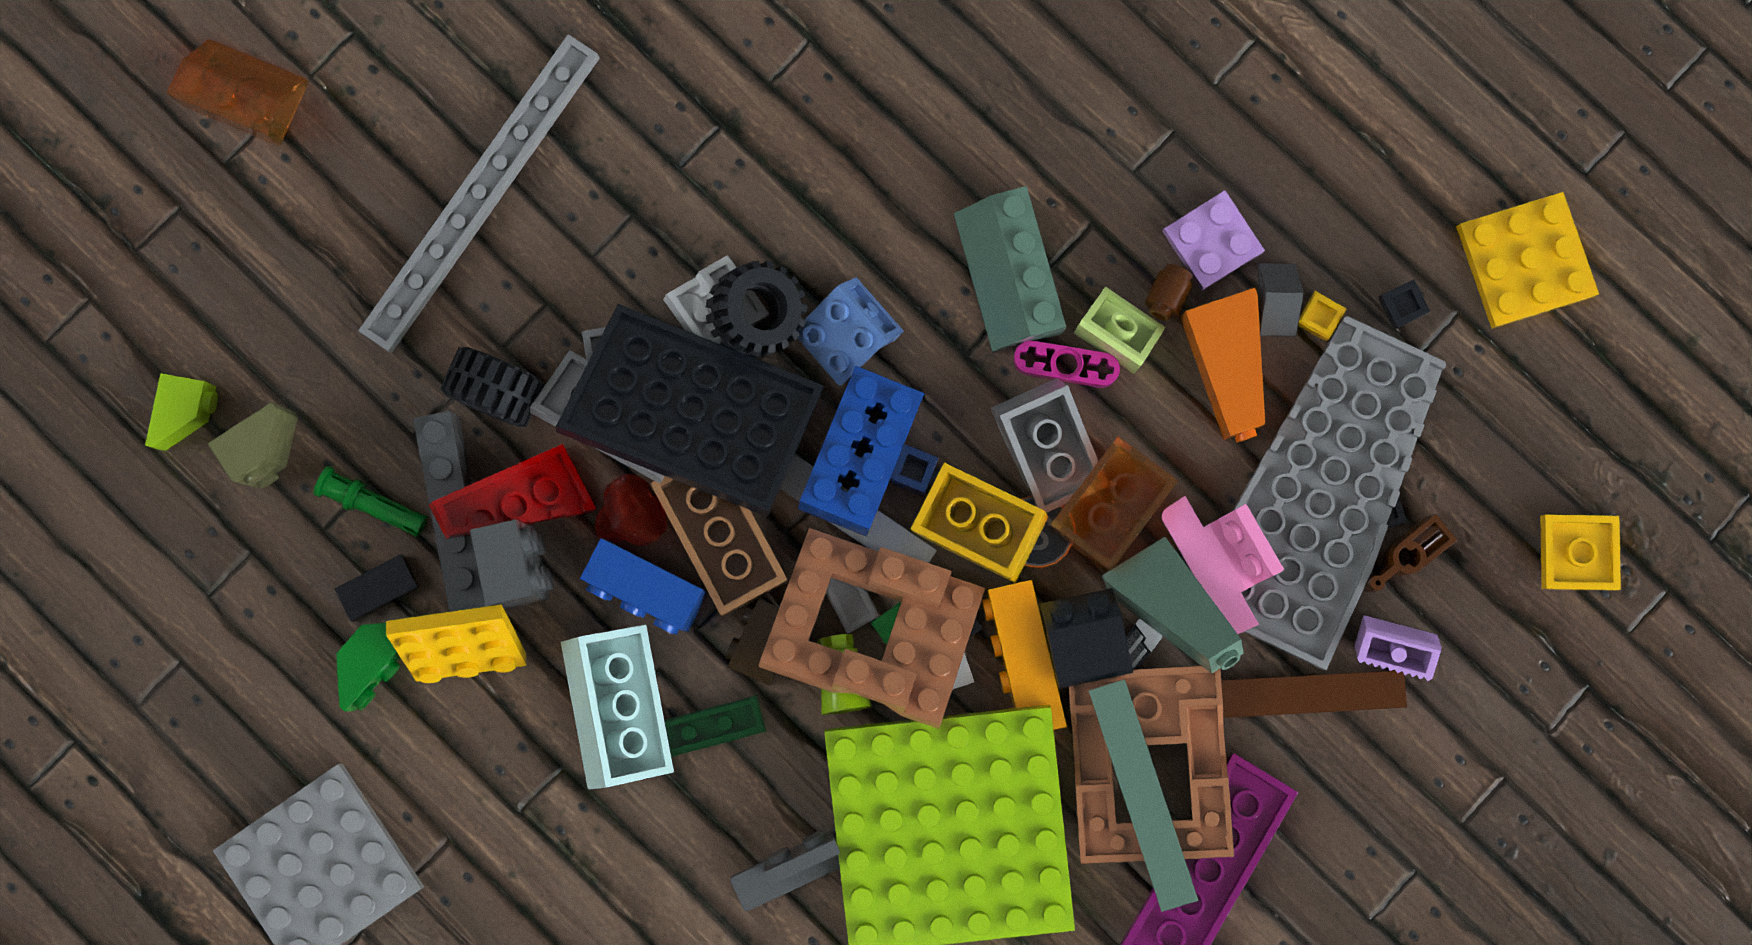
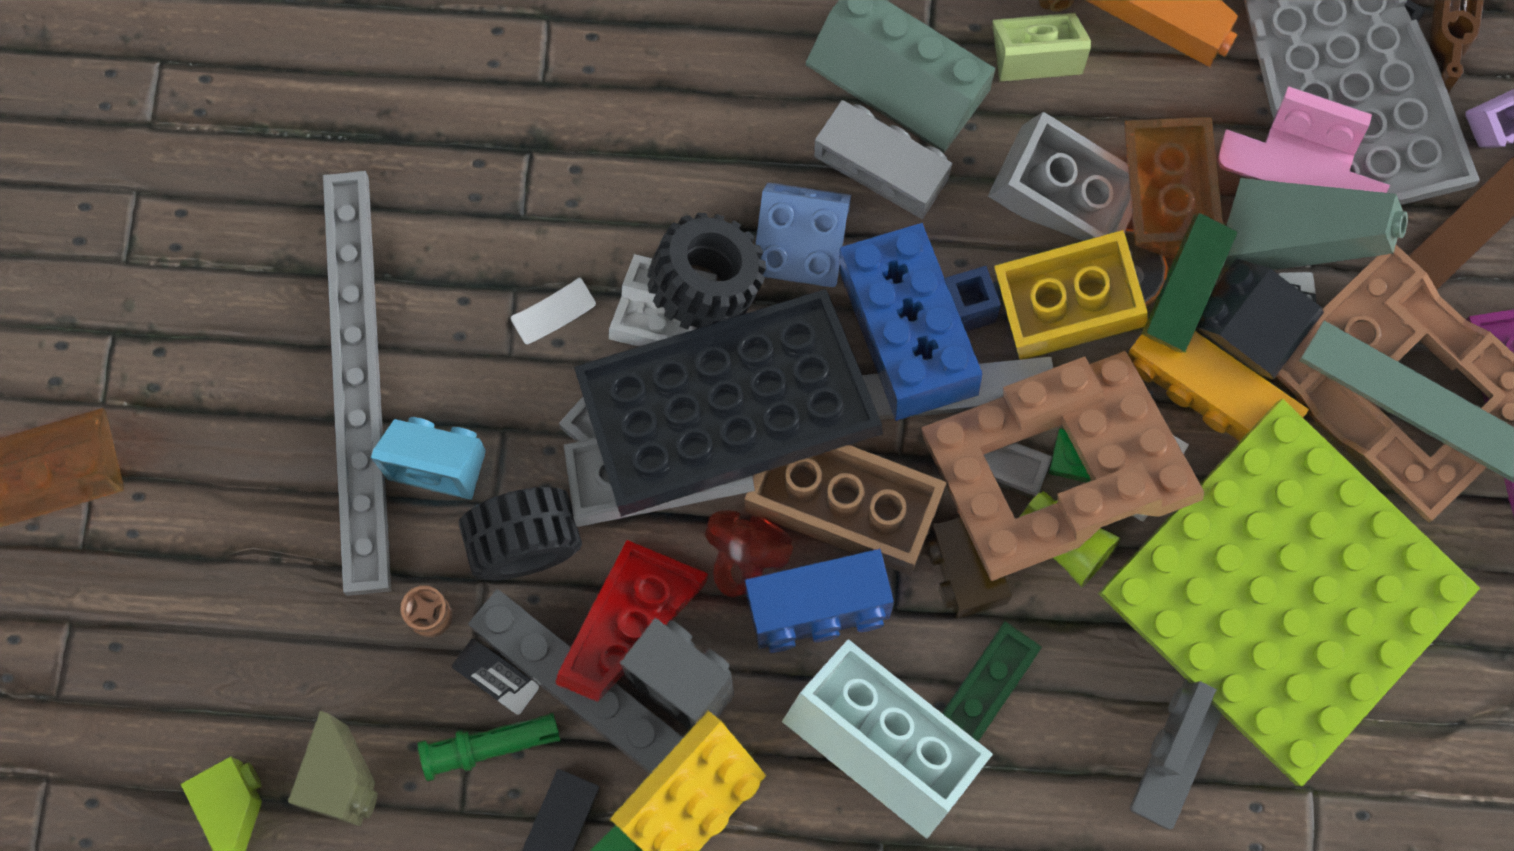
camera: 35 degrees left, 10 degrees down
(392, 384) = (421, 604): none -> nougat wheel
(409, 462) = (495, 676): none -> sticker
(481, 286) = (430, 457): none -> medium azure slope
(644, 250) = (553, 311): none -> white sticker
(944, 324) = (882, 158): none -> light grey brick
(1041, 352) = (1038, 85): dark pink beam -> none
(1059, 581) = (1189, 283): none -> dark green tile

